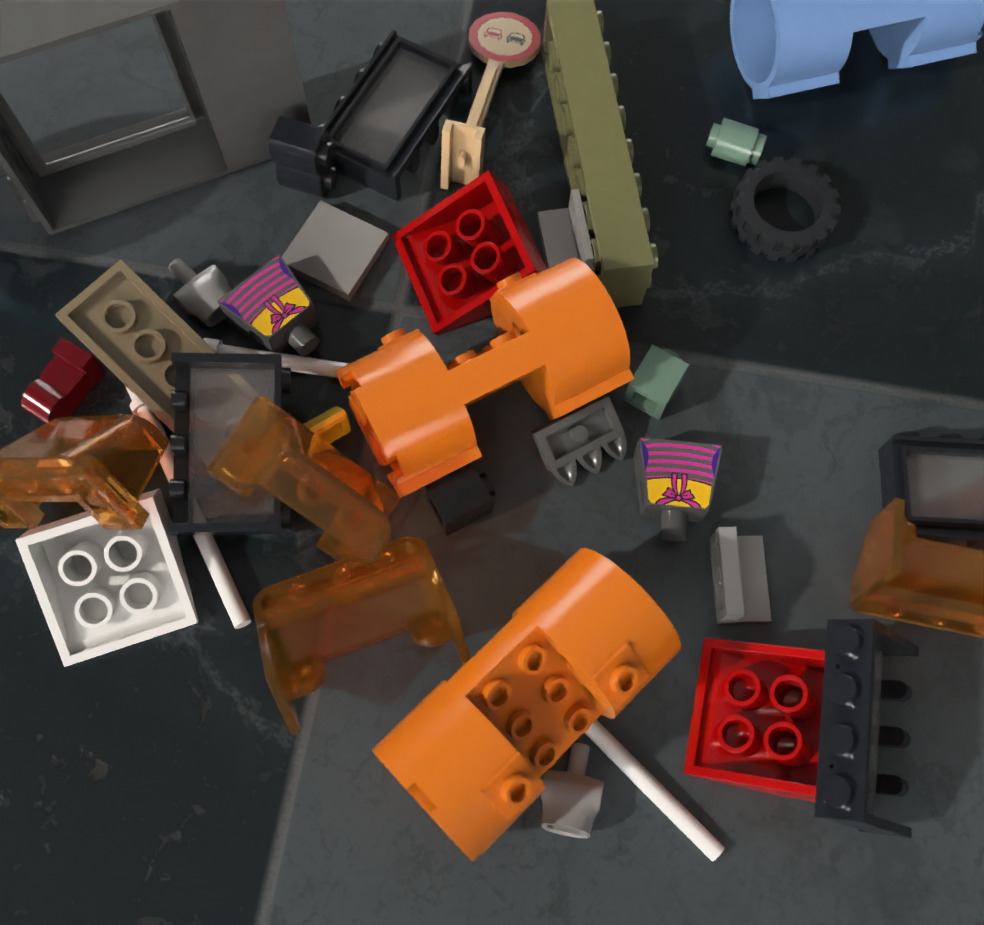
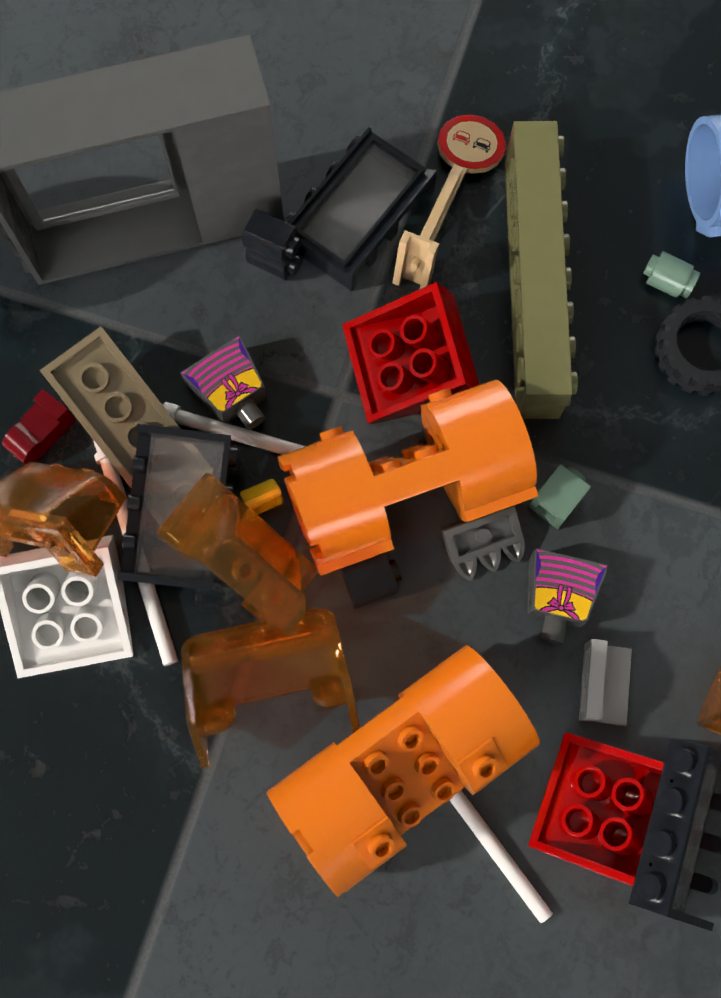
camera: 10 degrees right, 5 degrees up
(200, 291) = (167, 358): light grey piece -> none
(335, 250) = (289, 332): light grey tile -> none
(565, 233) = (499, 350): light grey panel -> none
(571, 797) = (429, 852): light grey piece -> none

